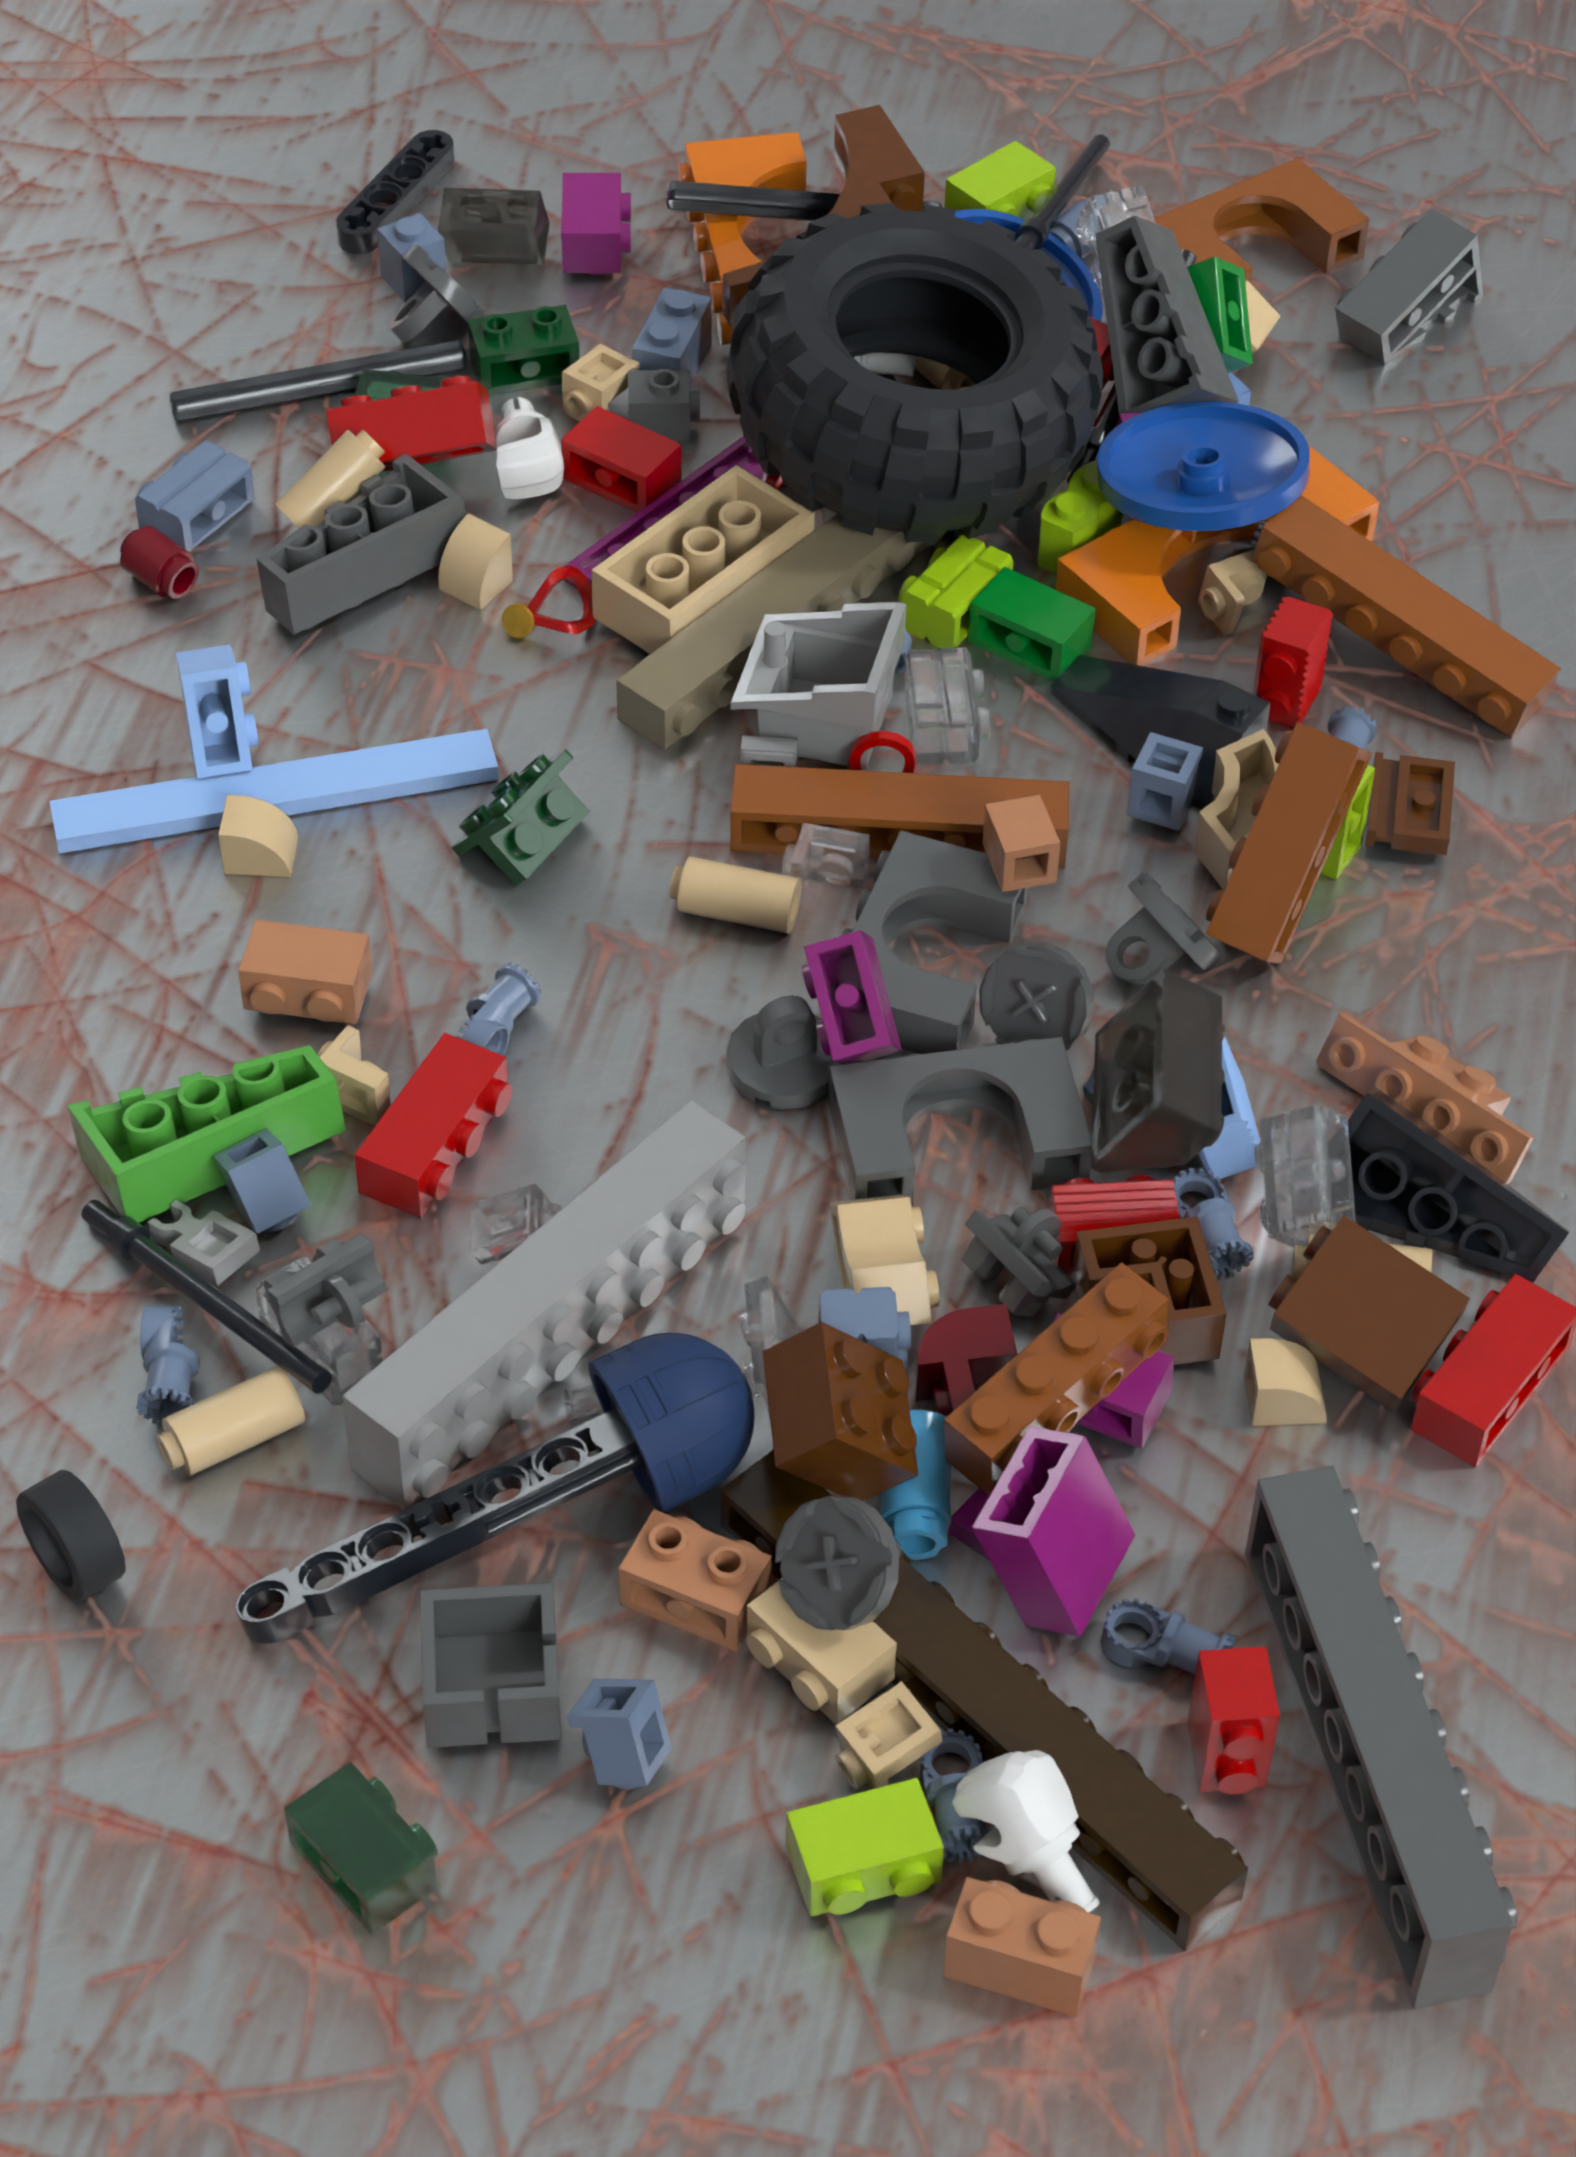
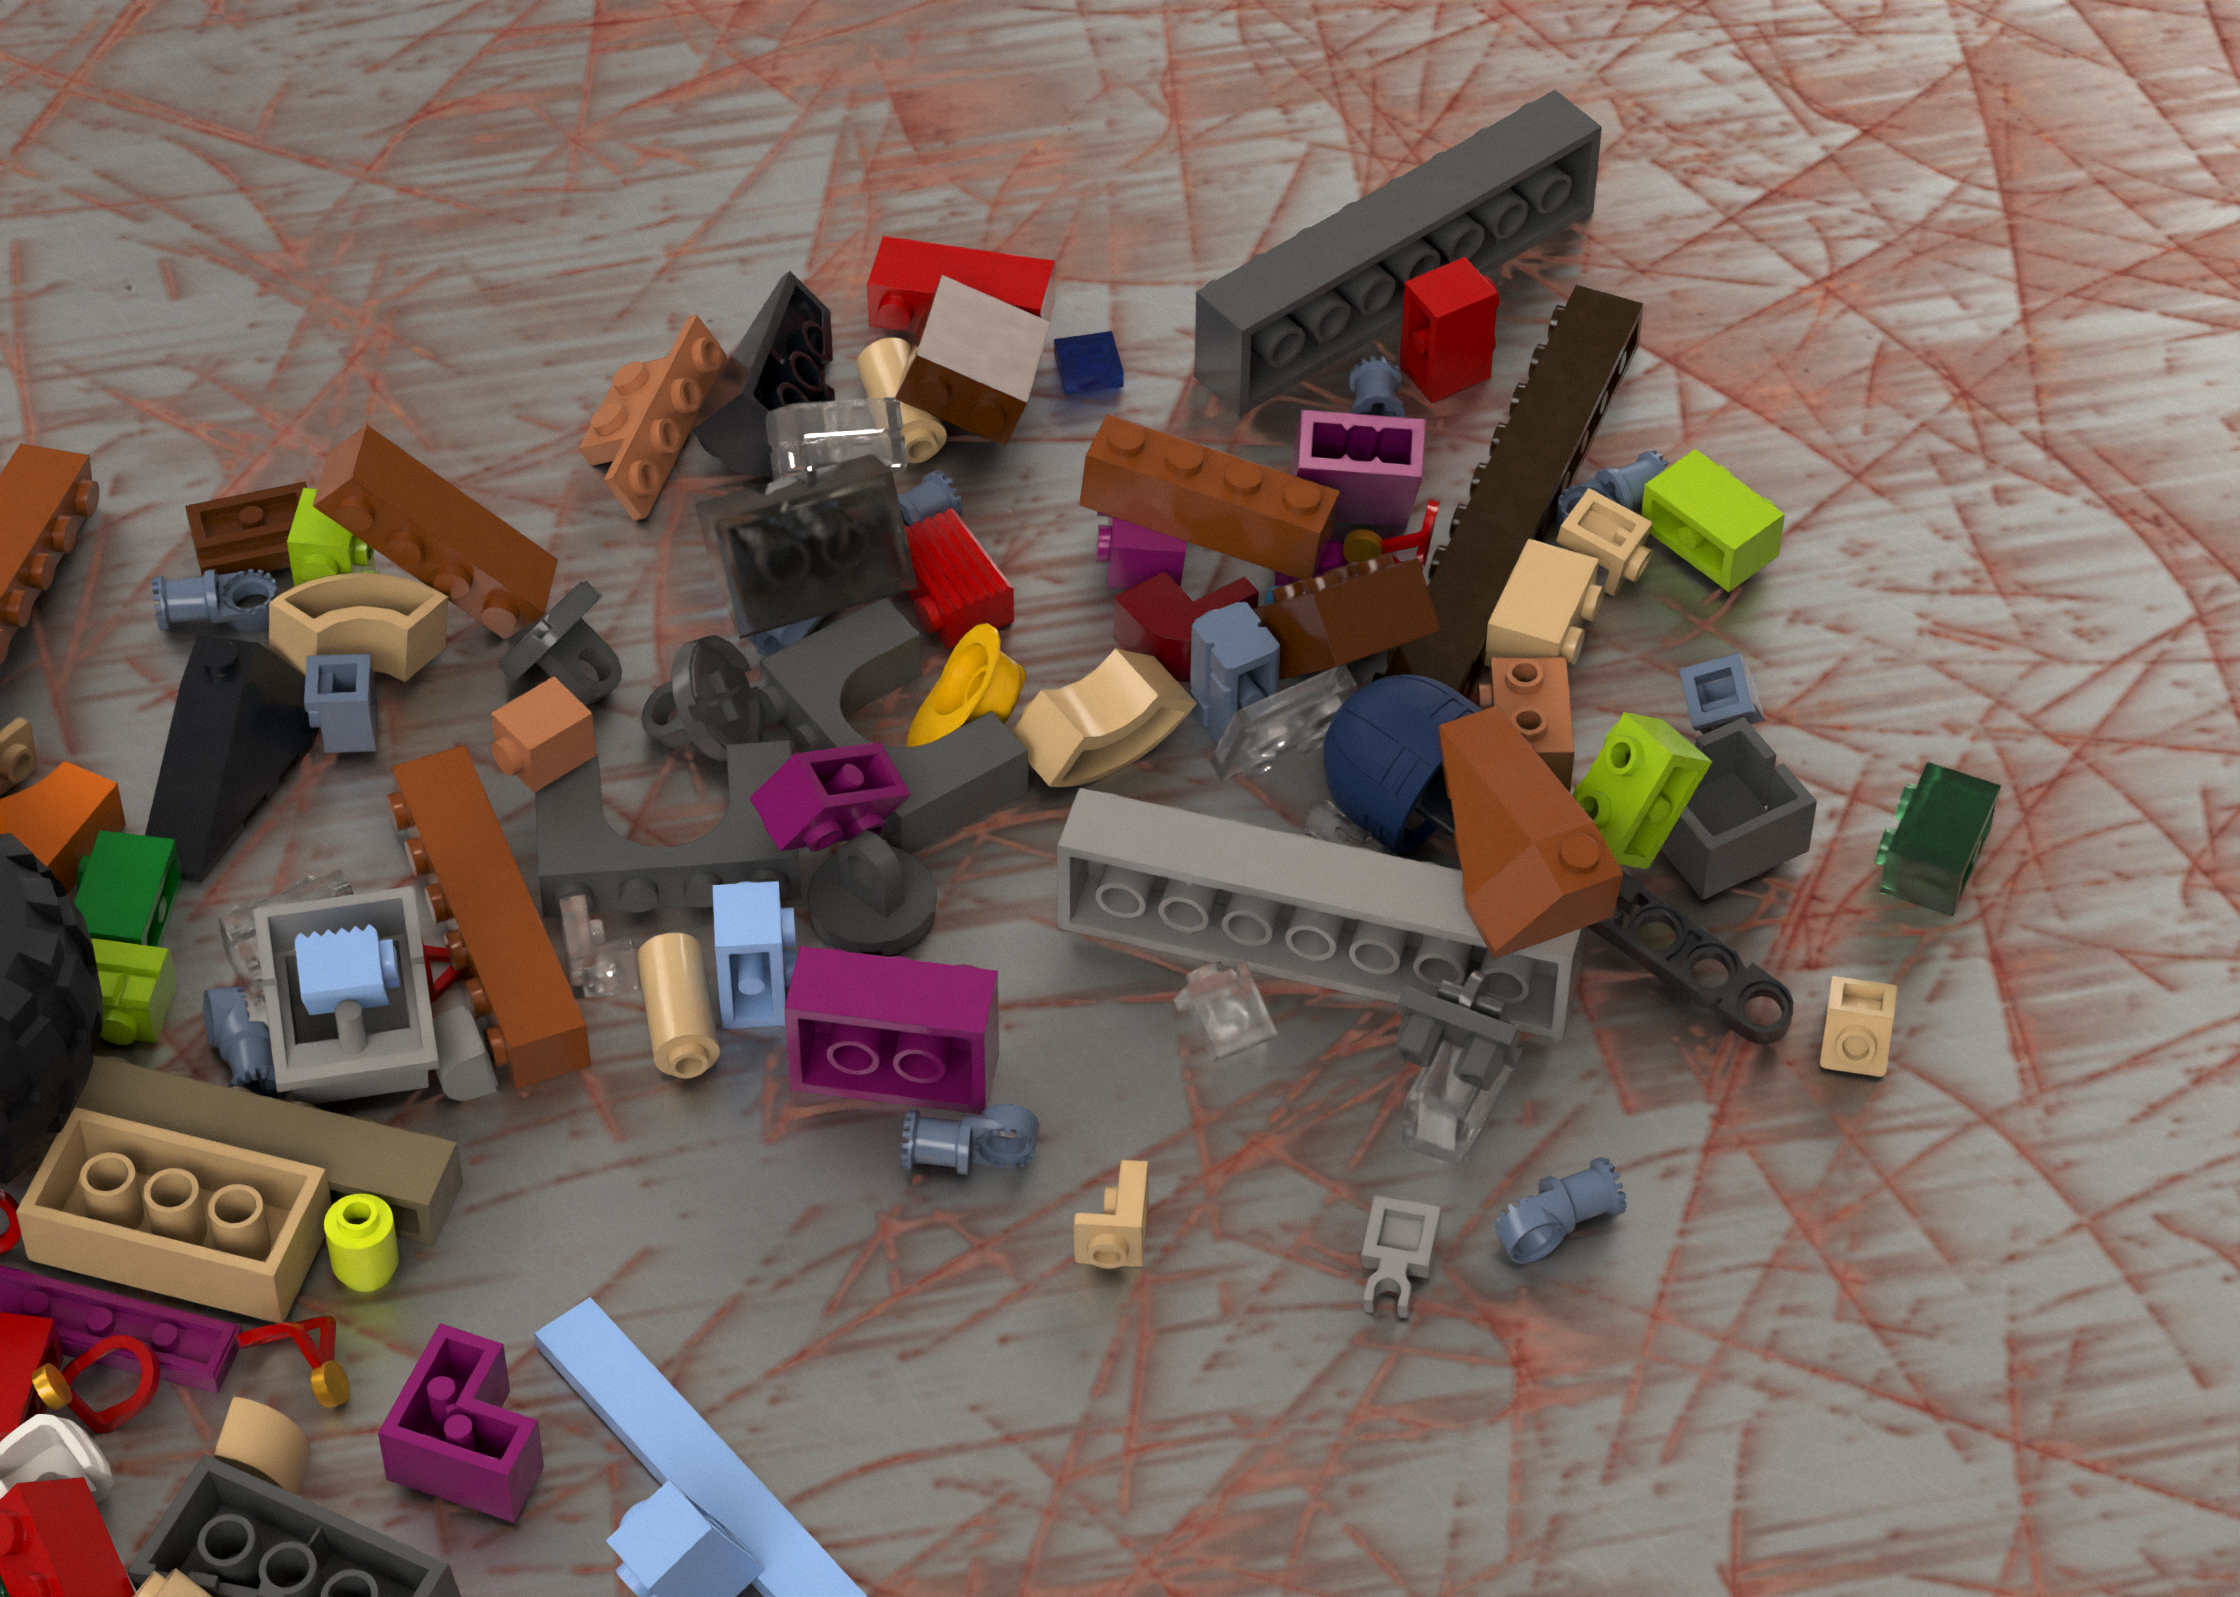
camera: 115 degrees left, 0 degrees up
(70, 1535) = (1812, 1157): black tyre -> none
(134, 1242) = (1433, 1314): black bar -> none
(165, 1141) = (1281, 1295): bright green wedge -> none
(209, 1675) = (1858, 1026): none -> tan bracket
(230, 1422) = (1592, 1123): tan brick -> none
(256, 838) = (828, 1476): tan brick -> none
(262, 1182) = (1311, 1214): sand blue brick -> none
(305, 971) = (1012, 1312): nougat brick -> none
(413, 644) = (453, 1433): none -> magenta brick
(433, 1125) = (1175, 1122): red brick -> none
(472, 1388) = (1521, 838): none -> dark orange wedge
(515, 1548) = (1640, 786): none -> lime brick
(525, 819) = (666, 1230): bracket -> none
(589, 468) = (56, 1391): none -> red piece
(607, 984) = (892, 1030): none -> magenta brick
(616, 648) = (362, 1241): none -> neon yellow brick
(741, 925) = (750, 953): none -> light blue brick
(818, 635) = (345, 968): none -> light blue brick
(837, 1563) = (1506, 555): dark grey tile -> none
(956, 1563) = (1366, 544): none -> piece
(958, 1185) = (971, 685): none -> yellow piece
(1021, 1945) = (1724, 404): nougat brick -> none
(1027, 1250) = (1034, 613): dark grey hips -> none
(1031, 1819) = (1627, 420): white piece -> none
(1173, 1261) = (1022, 511): reddish brown brick -> none
(1282, 1384) = (1062, 425): tan brick -> none
(1292, 659) = (116, 647): red brick -> none
(1366, 1448) = (1088, 362): none -> clear blue tile

